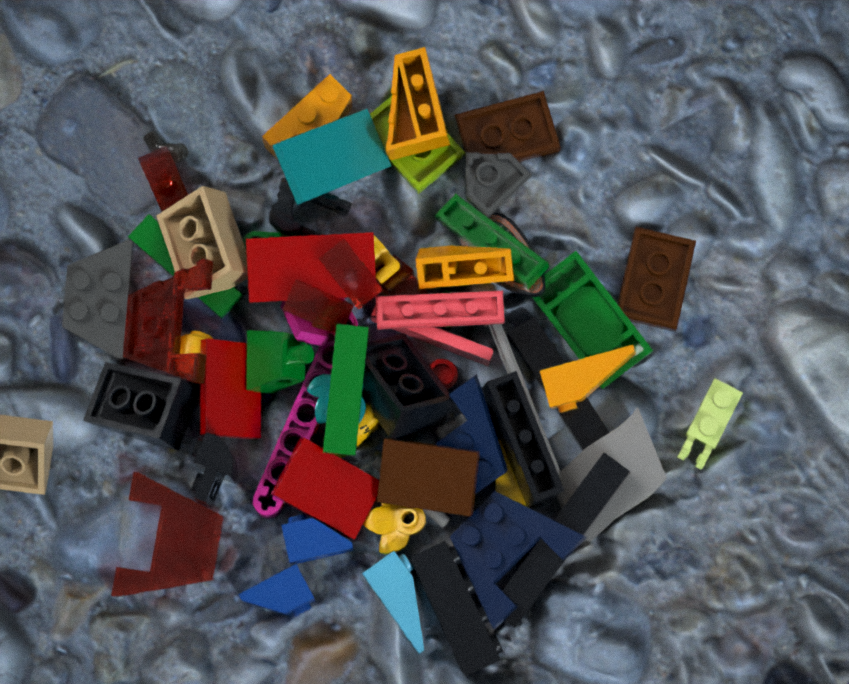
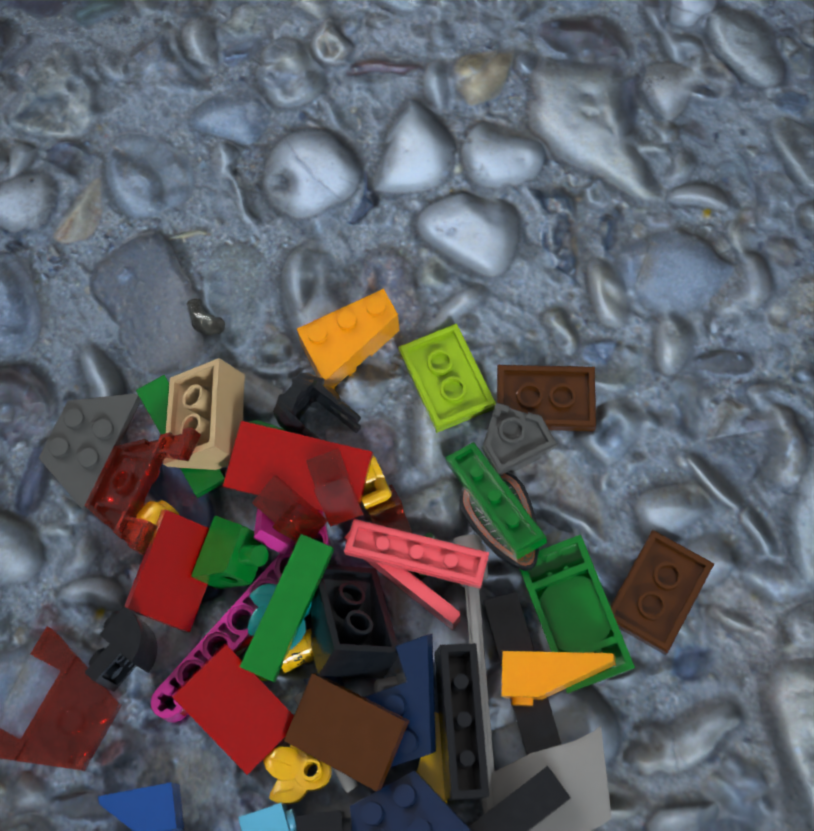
camera: 25 degrees right, 10 degrees down
(142, 405) = (84, 561): black slope -> none
(163, 177) = (188, 341): clear red slope -> none
(312, 540) = (200, 760): blue slope -> none
(331, 156) = (355, 364): teal tile -> none
(415, 110) = (457, 347): light orange wedge -> none
(445, 371) = (403, 622): red plate -> none
(462, 266) = (455, 515): light orange slope -> none
(711, 420) = (679, 767): yellowish green hinge -> none

